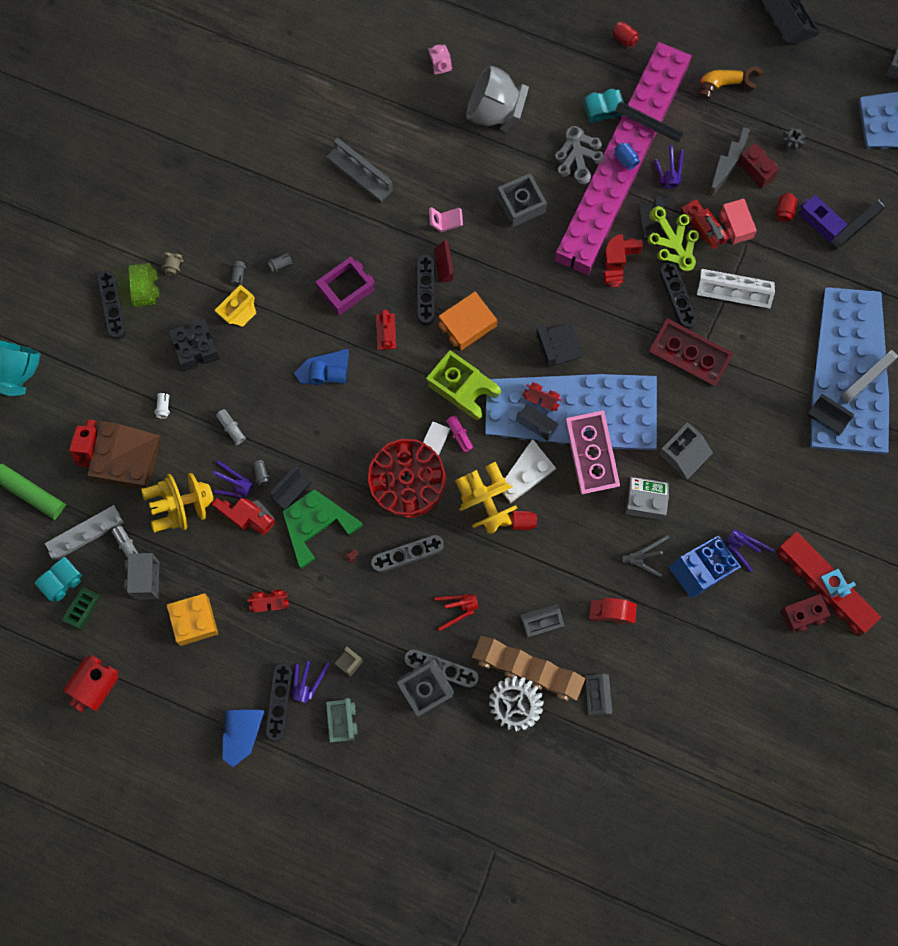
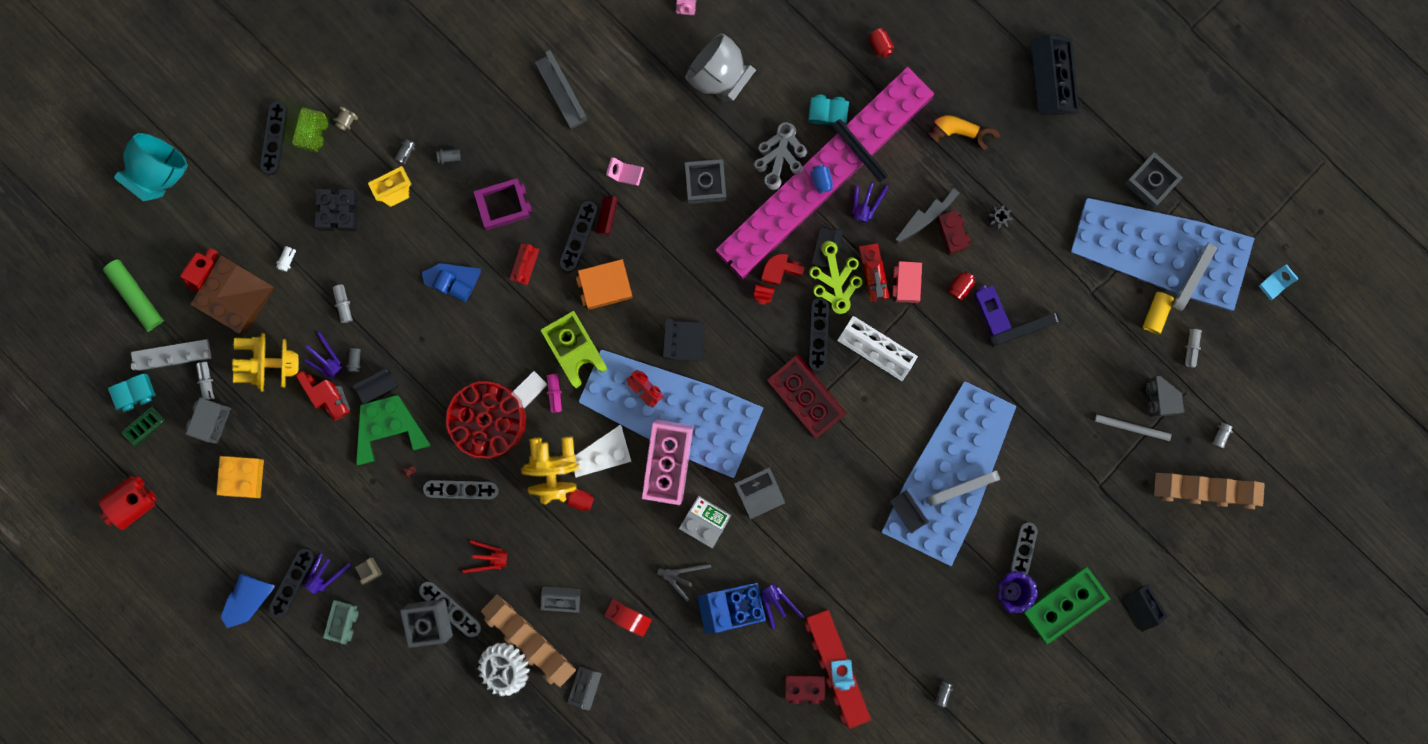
camera: 20 degrees right, 10 degrees up
(260, 600) = (325, 486): red hinge -> none
(537, 422) = (630, 411): black panel -> none

